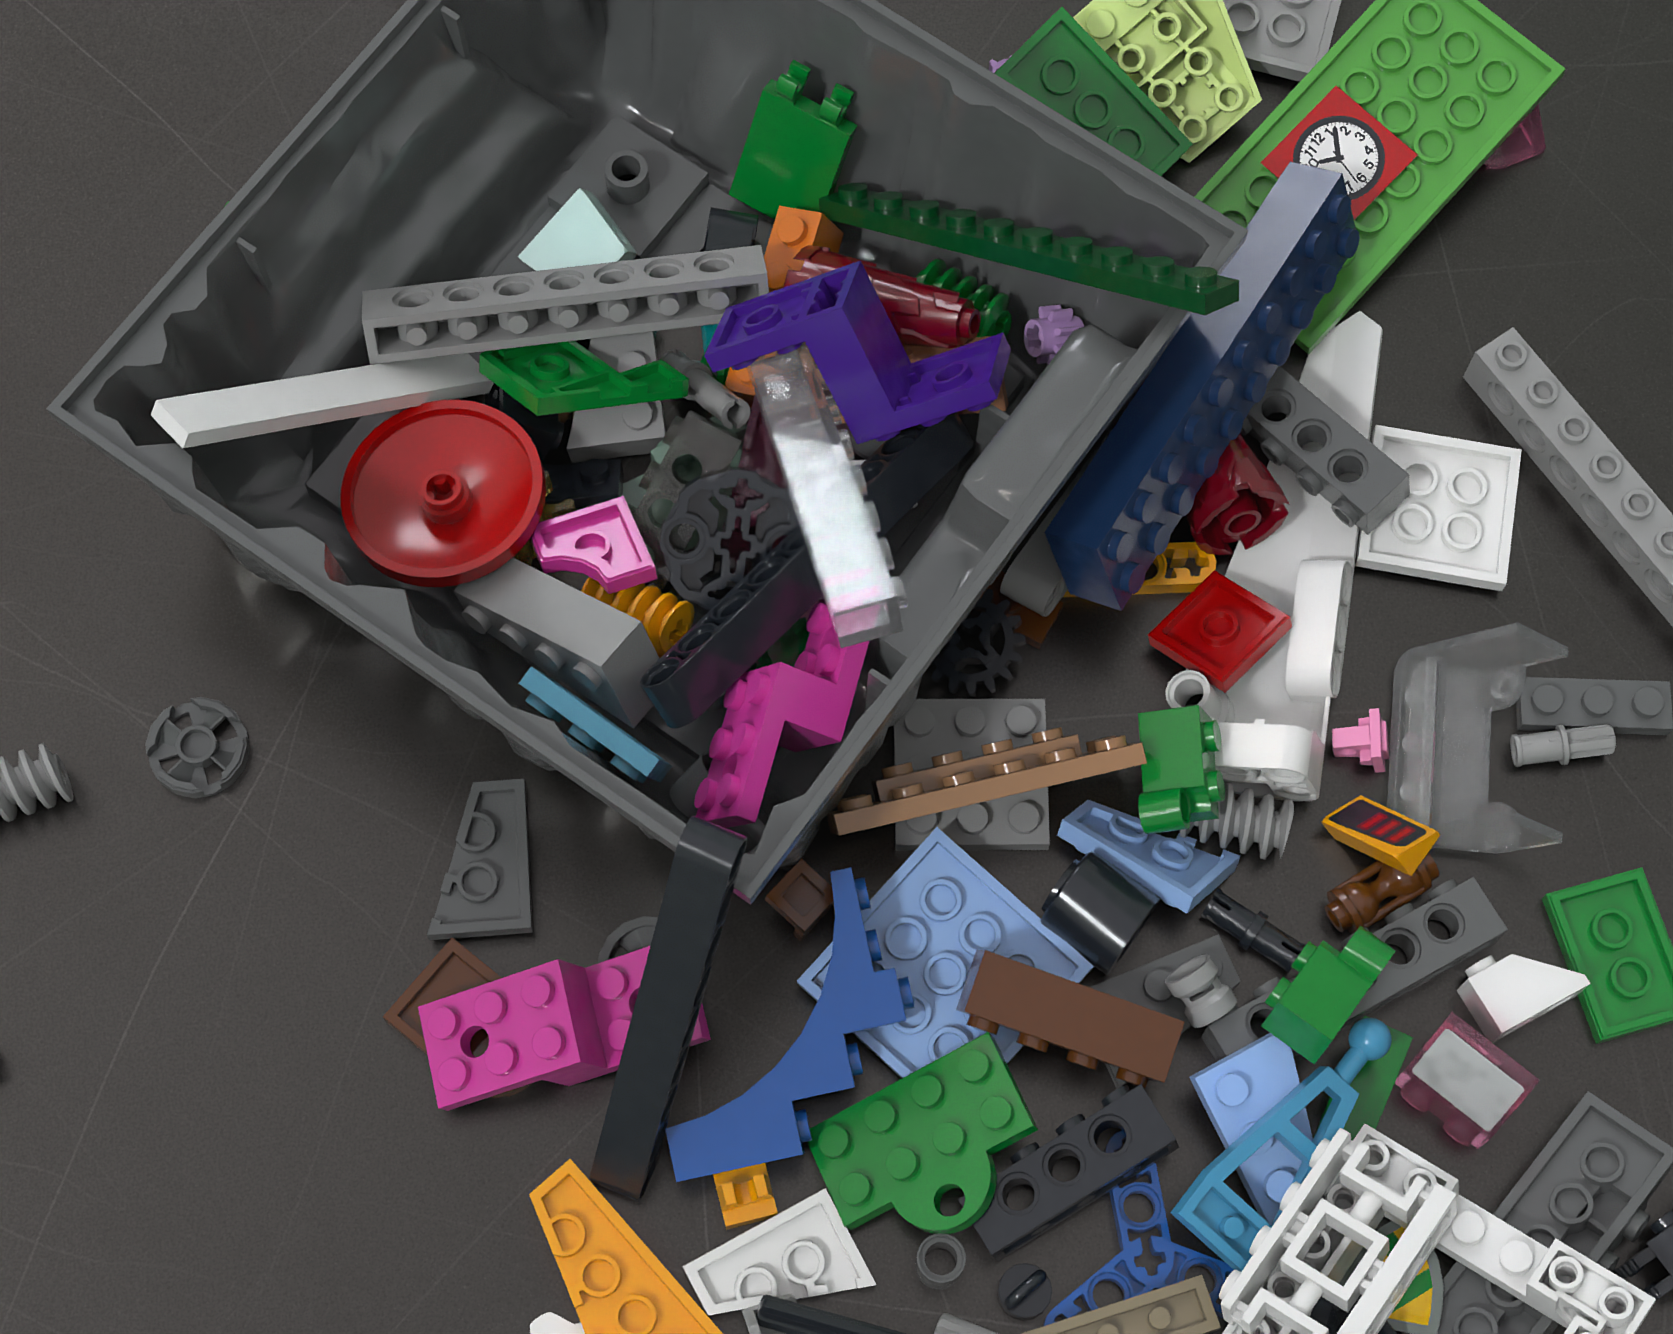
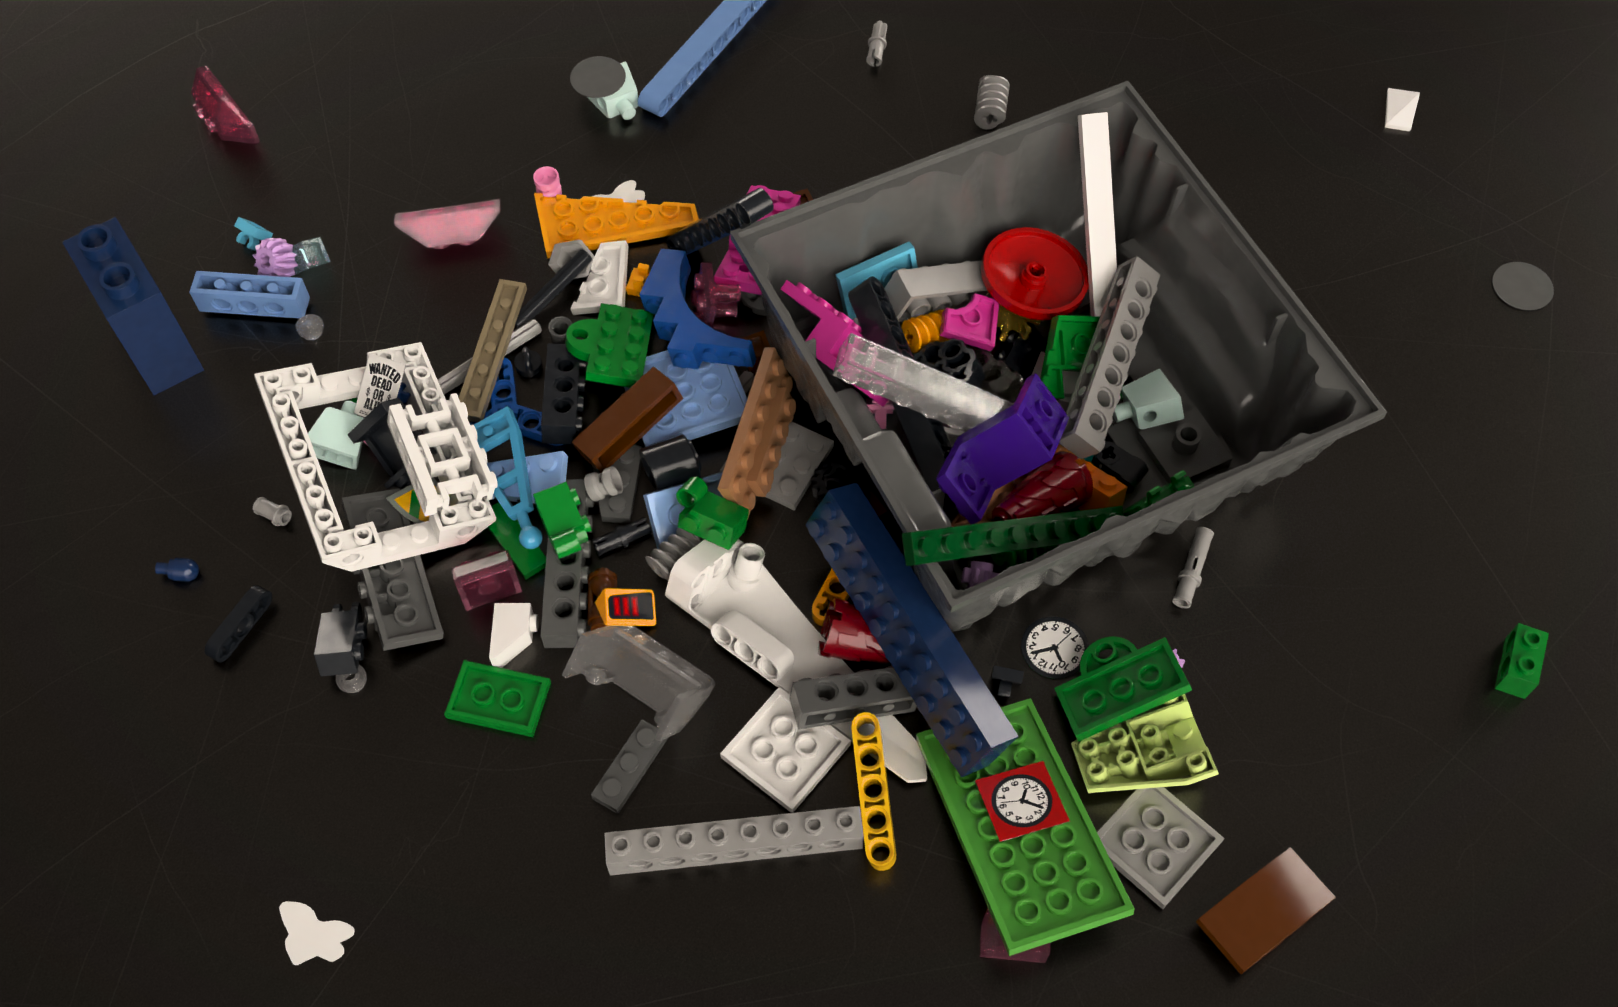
camera: 120 degrees right, 10 degrees down
(745, 1029) = (713, 299): none -> clear pink plate
(1220, 631) = (777, 592): red plate -> none
(1364, 741) = (680, 638): bright pink brick -> none
(1418, 367) = (868, 776): none -> yellow beam
(1562, 744) = (618, 732): light grey axle -> none

